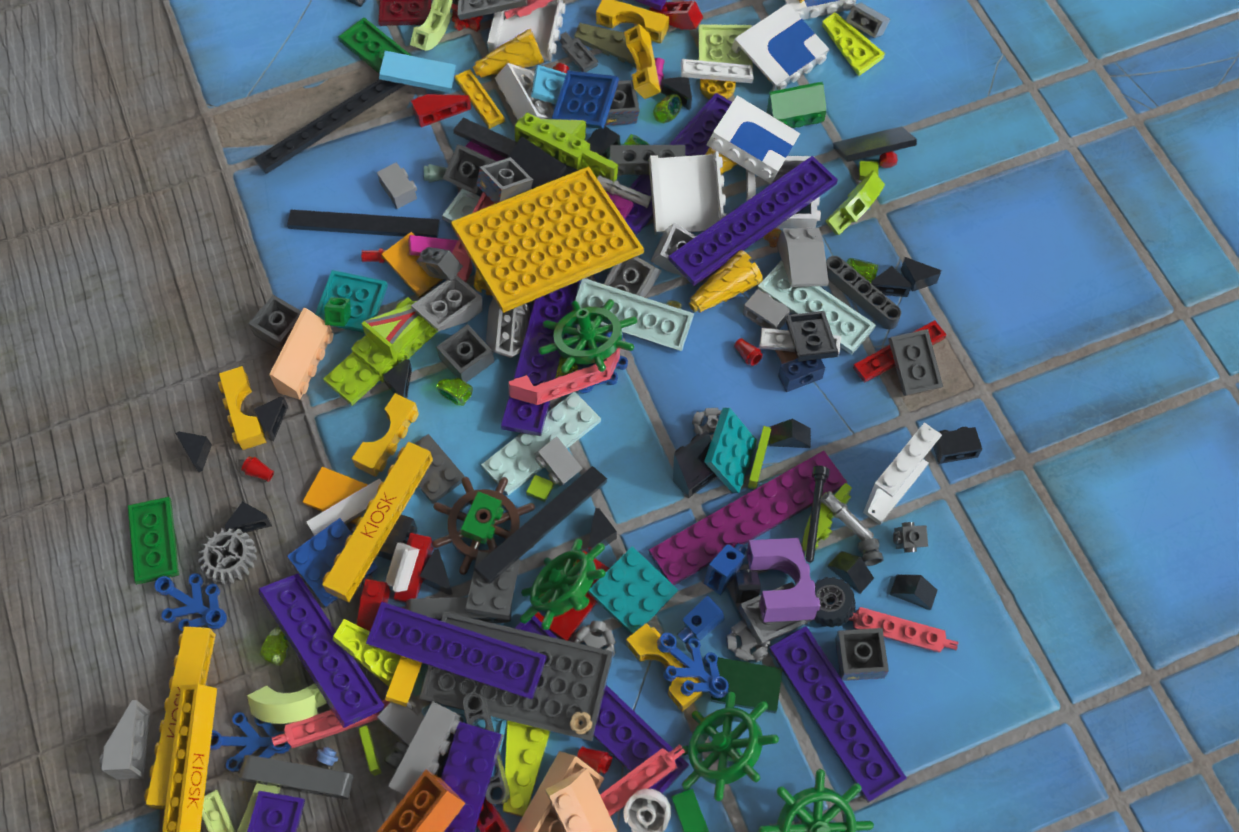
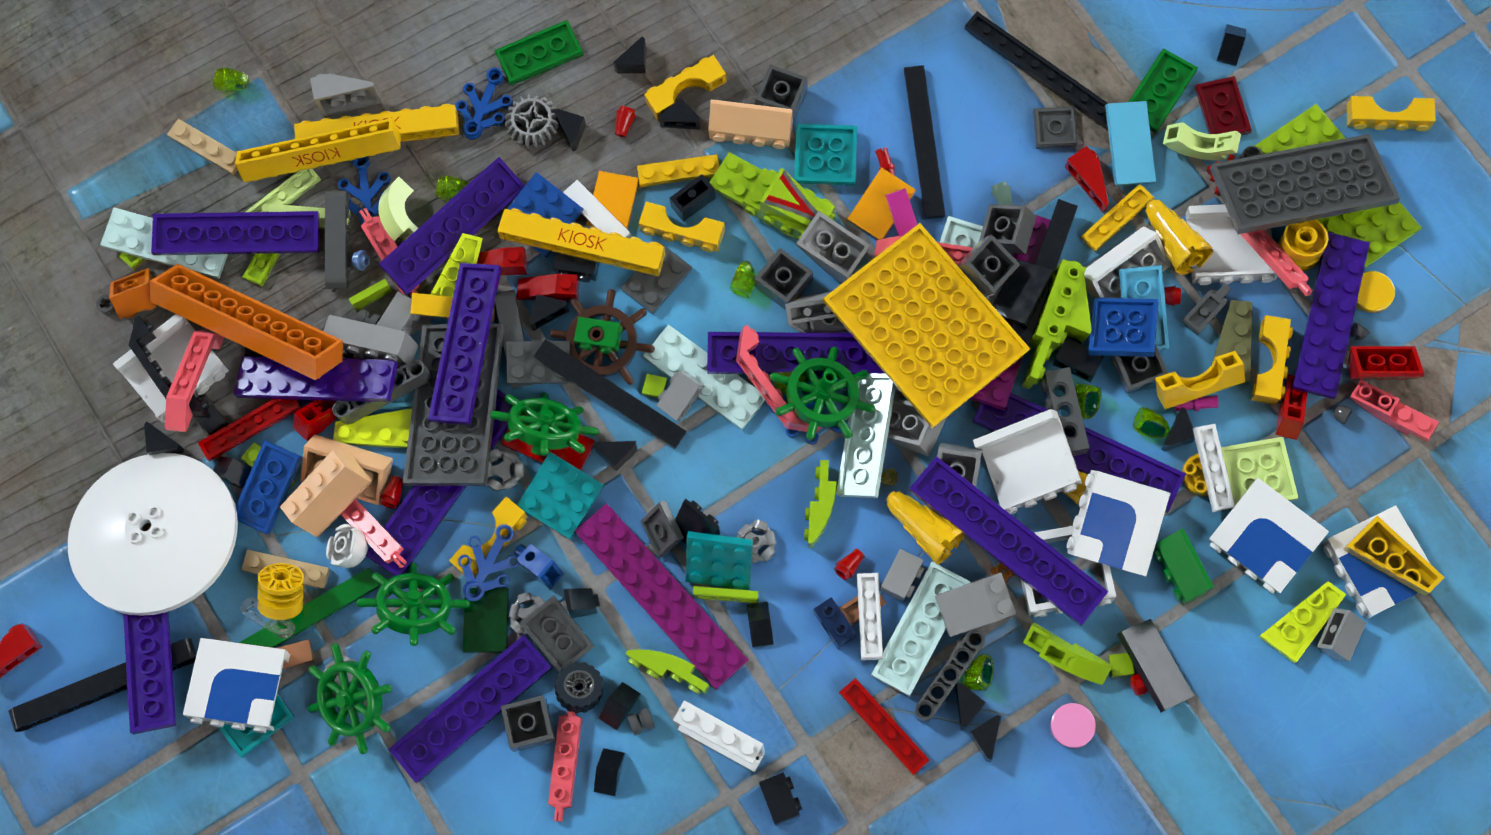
camera: 85 degrees right, 10 degrees up
(325, 431) = (677, 170): none -> yellow plate
(337, 311) = (801, 143): green brick -> none
(360, 417) = (692, 197): none -> black brick
(383, 126) = (1055, 127): none -> dark grey tile
(396, 185) = (977, 161): light grey brick -> none
(399, 378) = (743, 224): black slope -> none
(402, 567) = (540, 276): white panel -> none
(439, 263) = (876, 226): dark grey brick -> none
(576, 718) = (410, 465): tan plate -> none
(625, 192) = (1016, 394): light grey pin -> none
(688, 498) = (662, 529): none -> dark grey tile
(696, 365) = (821, 511): none -> lime slope
(724, 566) = (591, 572): blue torso -> none
(788, 557) = (564, 651): medium lavender arch -> none
(811, 336) = (873, 624): black tile -> none
(820, 475) = (708, 656): black piece -> none
(851, 521) = (674, 682): light grey pin -> none
(910, 537) = (662, 759): dark grey brick -> none
(915, 362) = (868, 743): dark grey plate -> none
(916, 212) = (1072, 725): none -> bright pink tile

